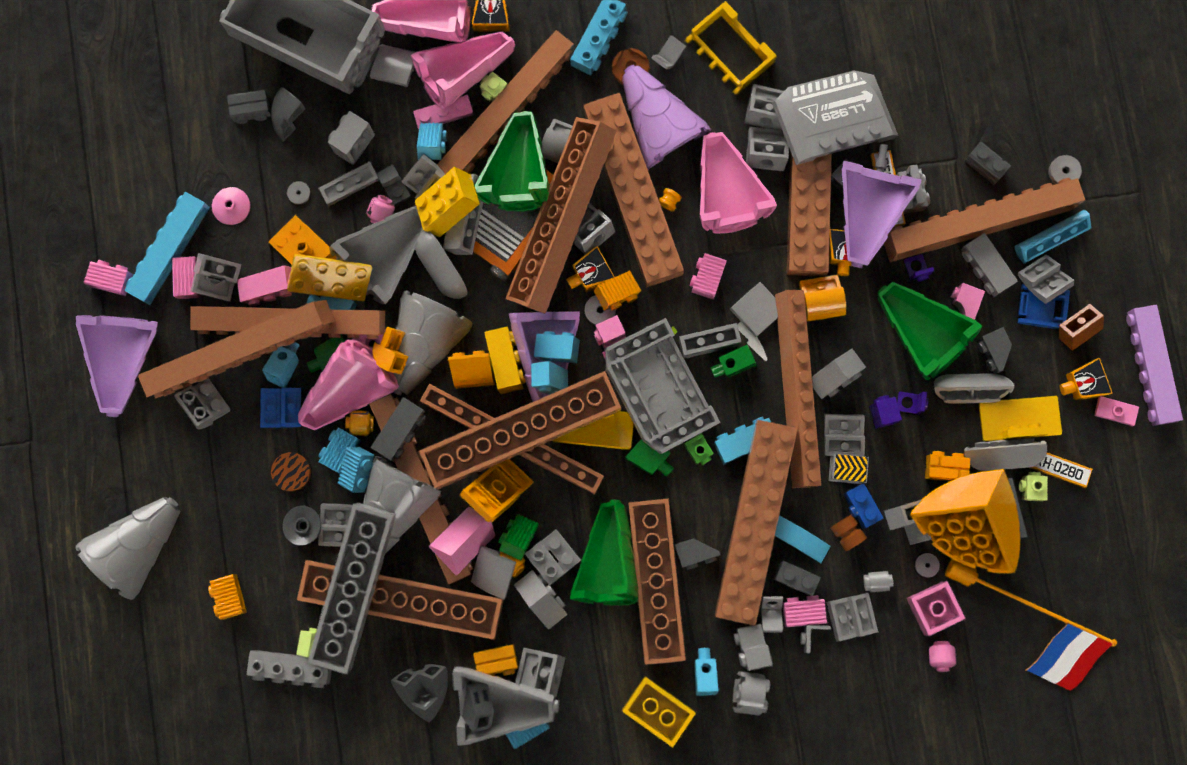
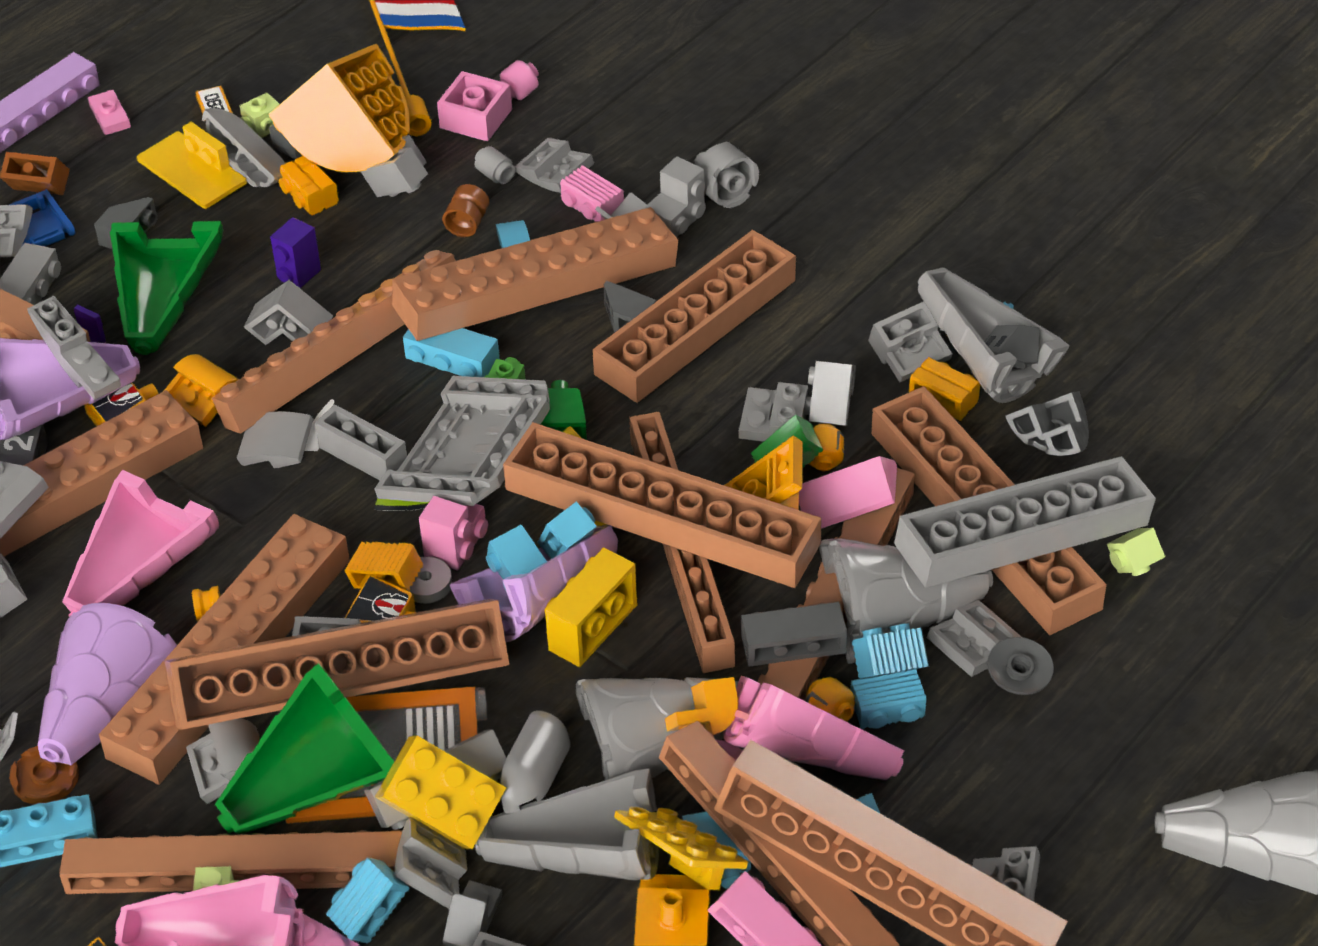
camera: 135 degrees left, 35 degrees down
(227, 597) = (1190, 675): light orange brick -> none
(280, 407) = (914, 803): blue slope -> none
(286, 667) = (1195, 562): light grey brick -> none
(290, 471) = (972, 735): dark orange tile -> none
(380, 208) = (524, 893): bright pink head -> none
(471, 370) = (636, 629): light orange slope -> none
(493, 572) = (850, 441): light grey slope -> none
(608, 565) = (719, 356): green cone -> none
(658, 711) = (830, 228): yellow brick -> none
(705, 683) = (750, 210): medium azure torso -> none
(708, 276) = (275, 502): bright pink brick -> none
(743, 361) = (366, 400): green torso -> none
(767, 149) = (49, 537): light grey brick -> none
(796, 578) = (559, 210): dark grey brick -> none
(806, 636) = (619, 175): light grey bracket -> none
(844, 434) = (353, 279): light grey slope -> none
(848, 469) = (389, 247): piece -> none
(862, 506) = (422, 218): blue brick -> none
(875, 227) = (71, 348): none -> light grey slope
(919, 405) = (255, 246): dark purple bracket -> none
(933, 565) = (441, 150): light grey wheel -> none
(967, 299) = (90, 274): bright pink arch -> none
(972, 388) = (182, 209): light grey brick -> none
(1087, 382) = (95, 143): torso -> none

